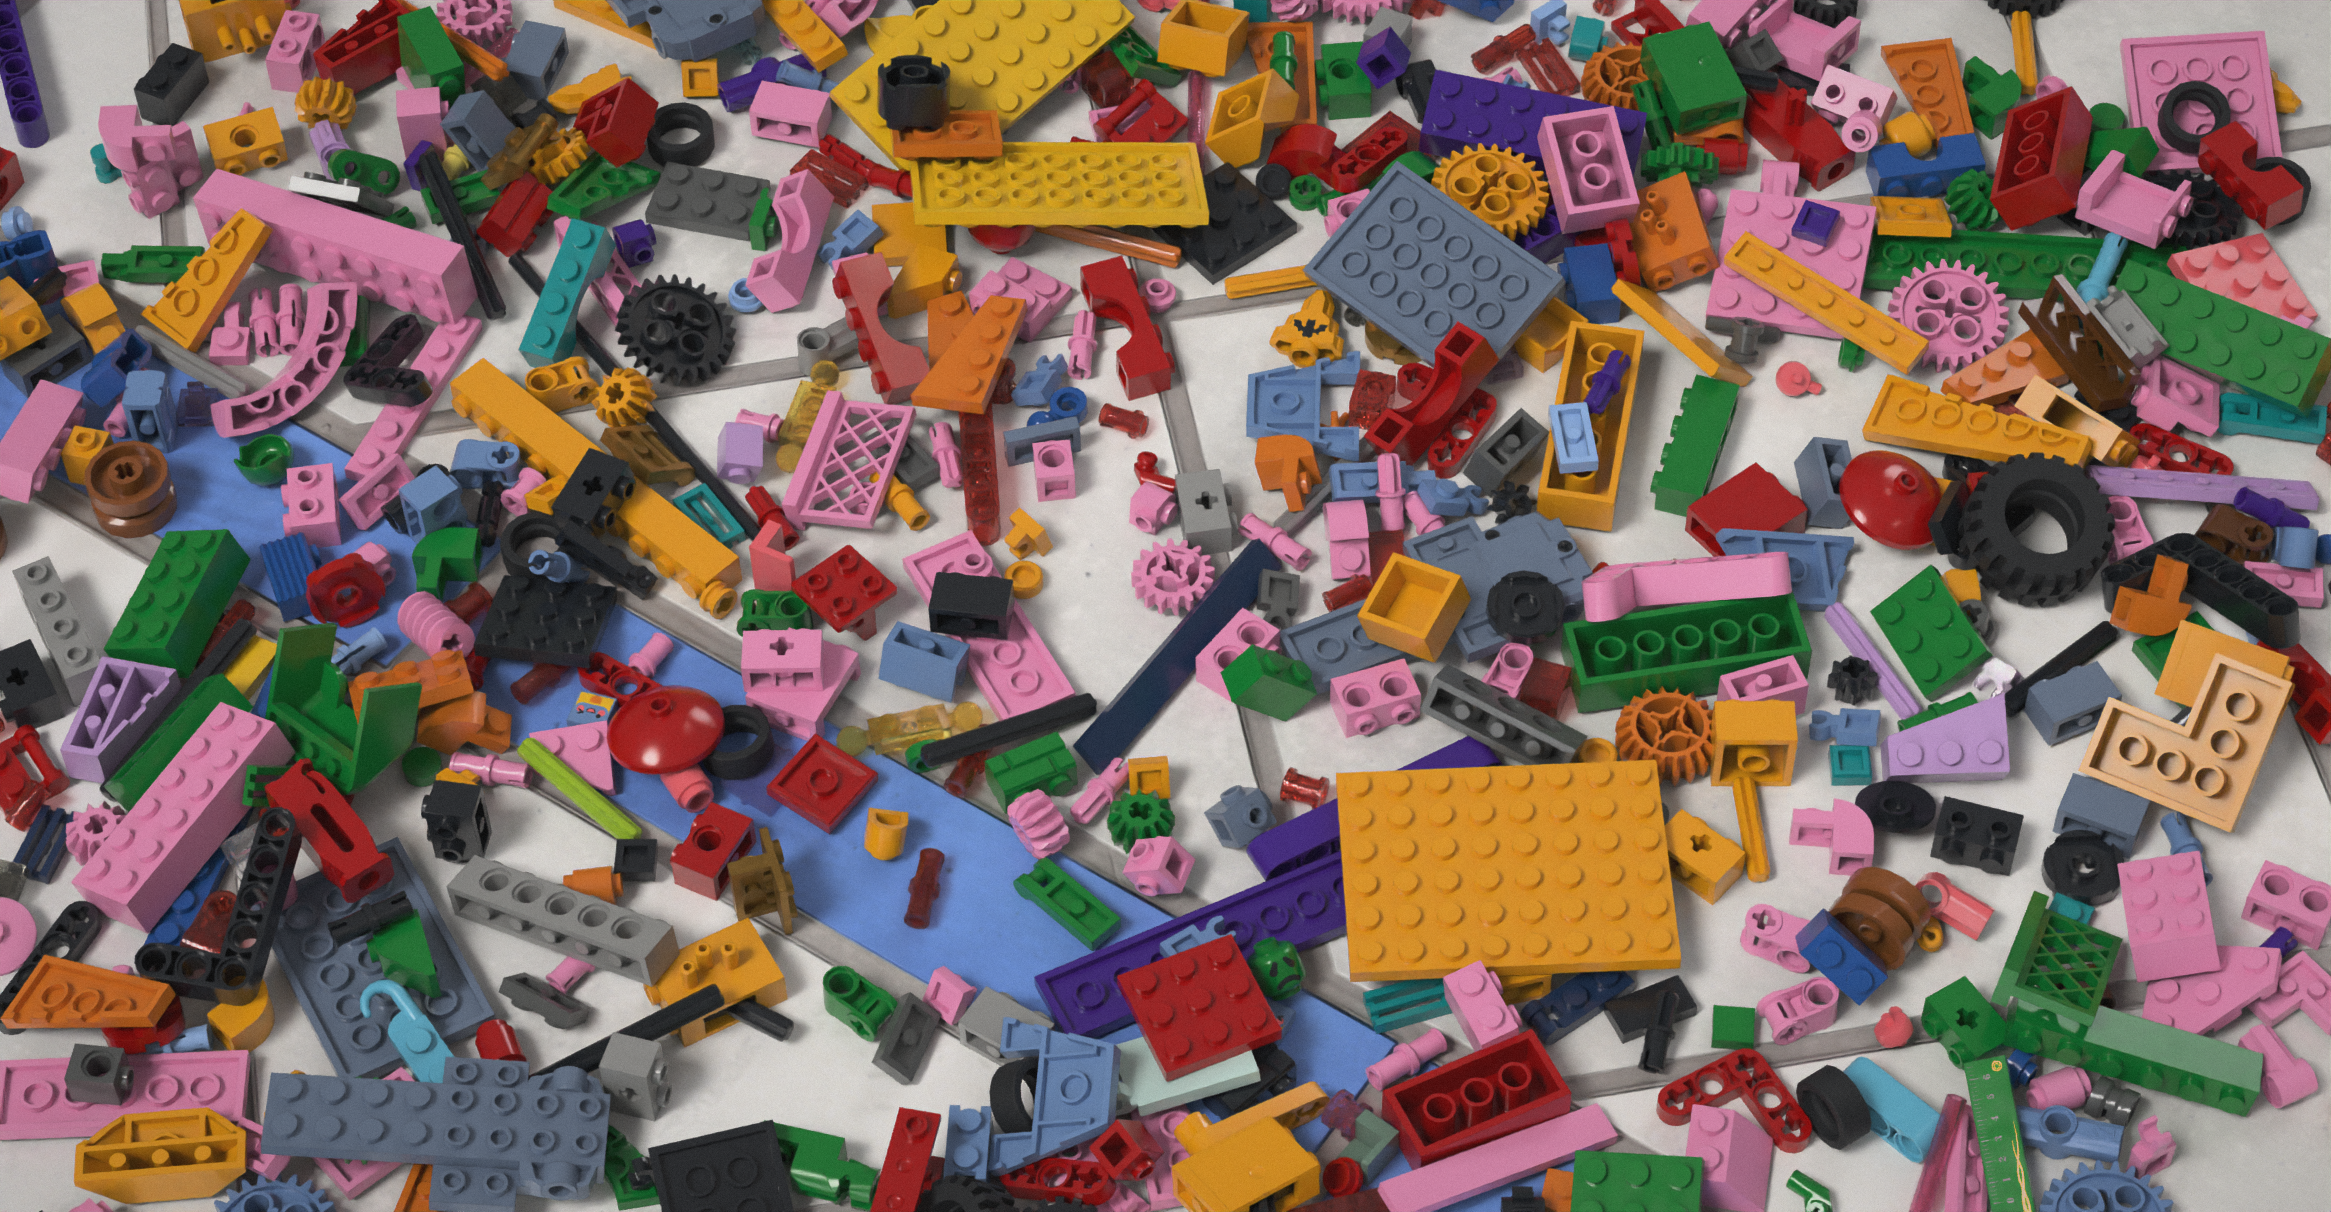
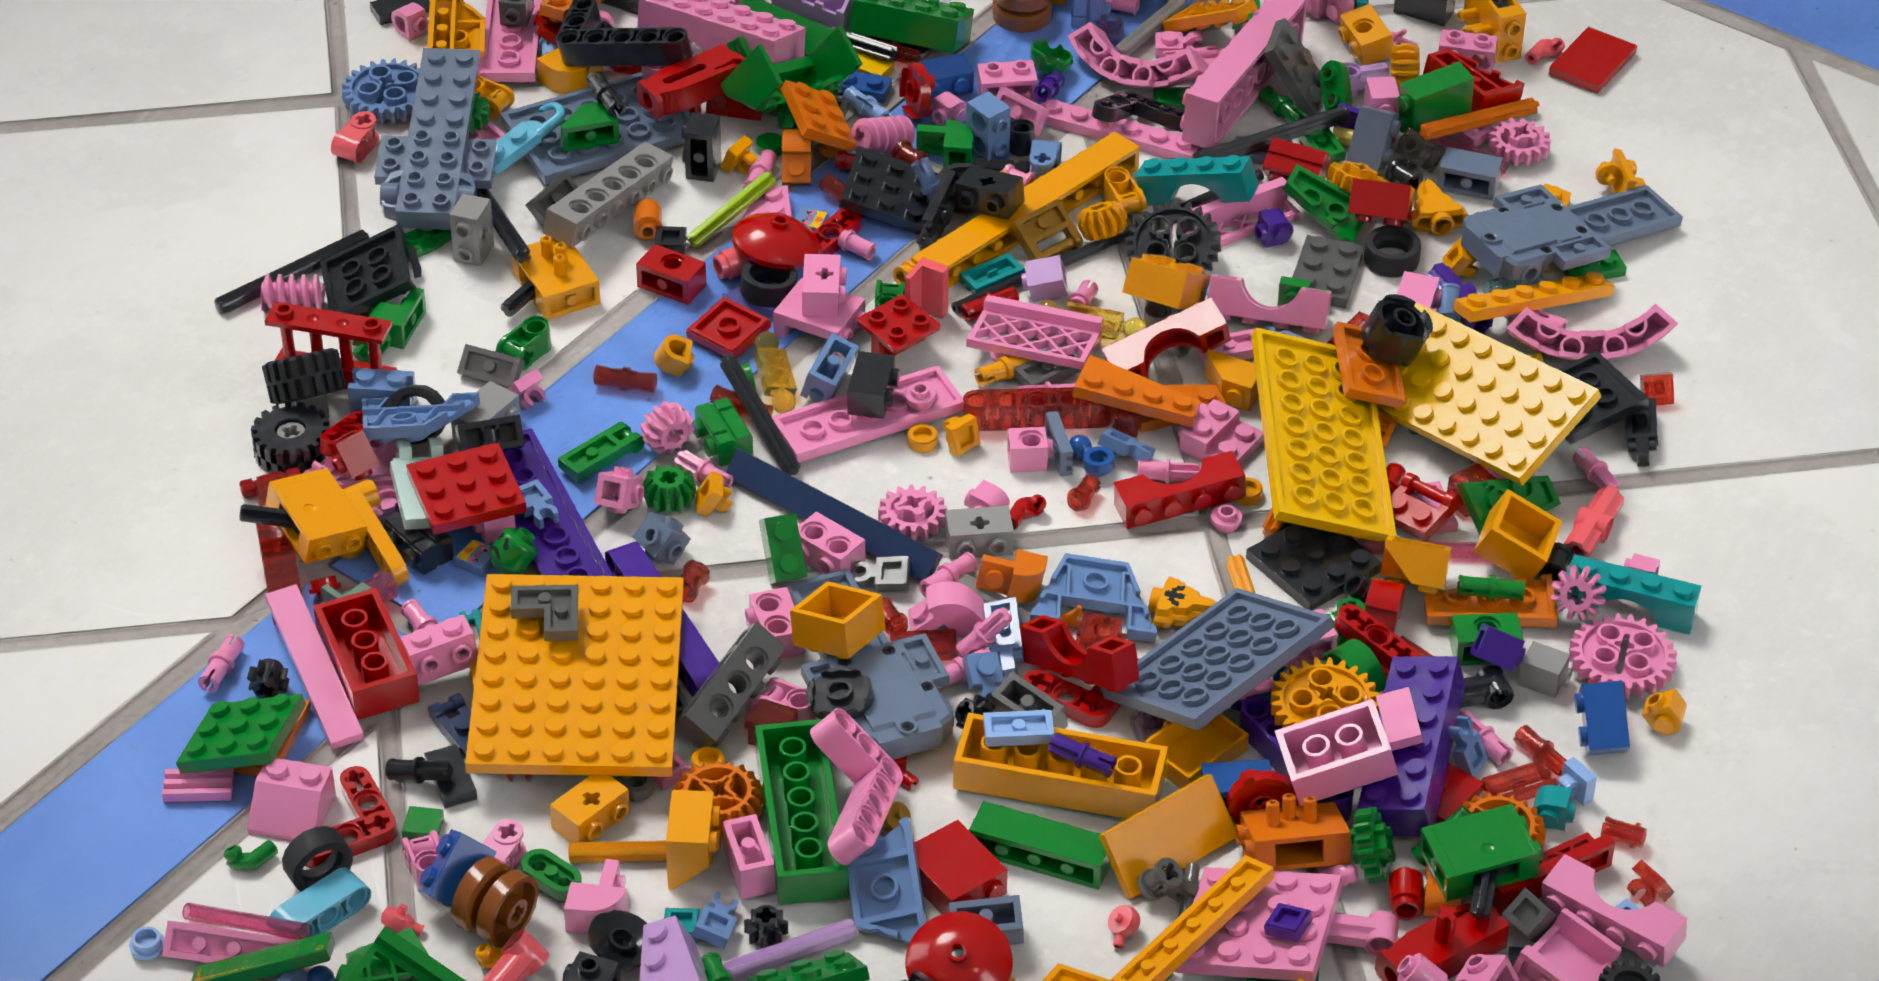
camera: 90 degrees right, 10 degrees down
(332, 453) = (1051, 89): none -> dark purple pin
(498, 1042) = (515, 181): red brick -> none
(519, 148) = (1341, 148): pearl gold plate -> none
(762, 884) = (628, 290): pearl gold bracket -> none
(778, 321) = (1165, 281): none -> light orange brick
(1087, 995) = (504, 430): none -> black brick
(1427, 875) = (552, 602): none -> dark grey plate
(1523, 119) = (1399, 718): none -> bright pink tile
(1797, 889) = (555, 872): none -> green plate

